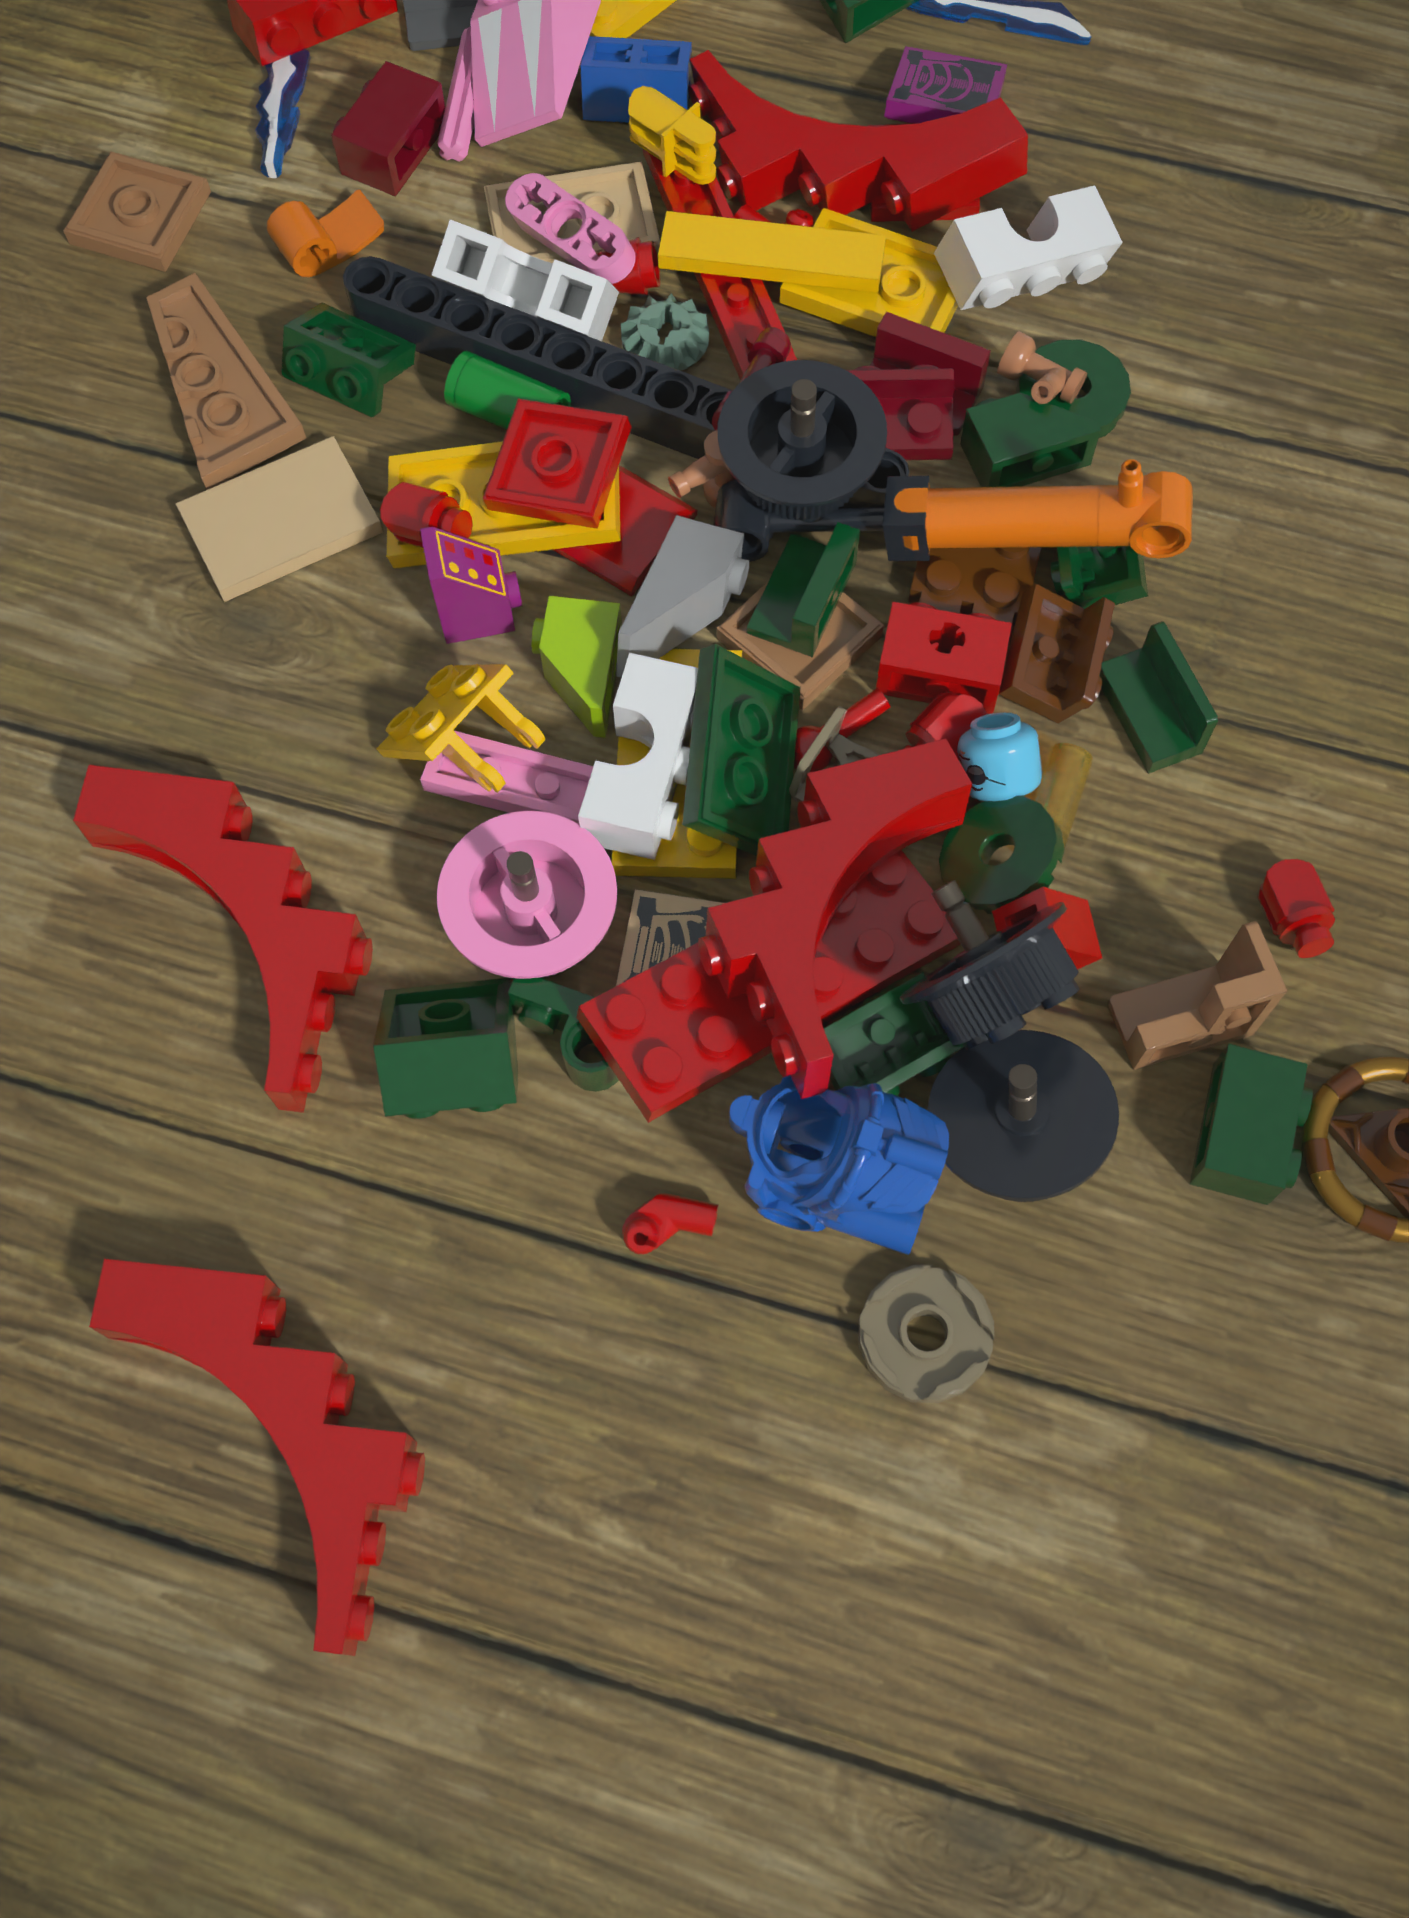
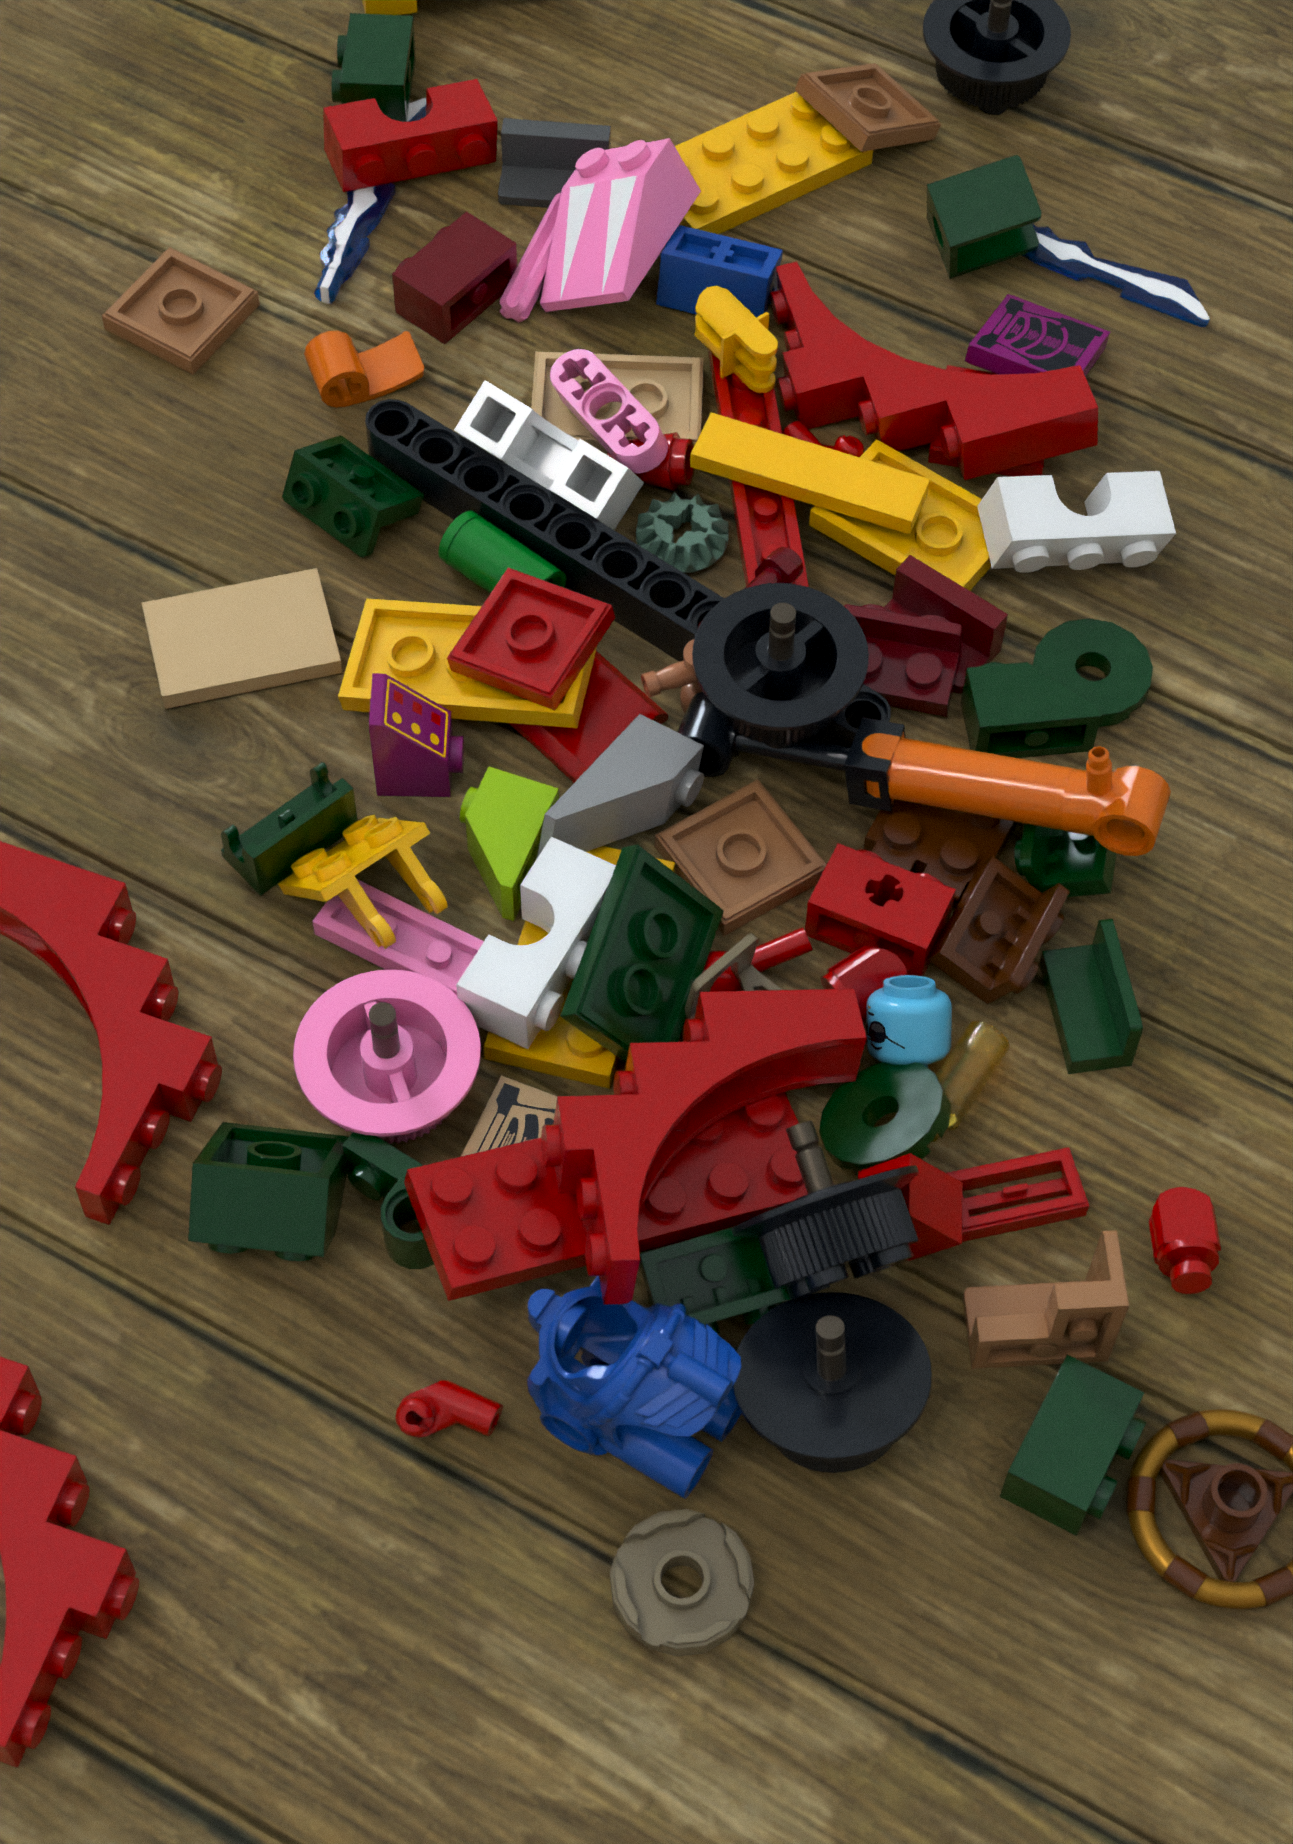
camera: 10 degrees right, 10 degrees down
(223, 391) = (218, 503): medium nougat wing -> none
(376, 696) = (299, 826): none -> dark green hinge
(415, 507) = (379, 652): red arm -> none
(805, 590) = (754, 815): dark green panel -> none
(1051, 378) = (1039, 628): nougat piece -> none
(1150, 915) = (1024, 1216): none -> red tile

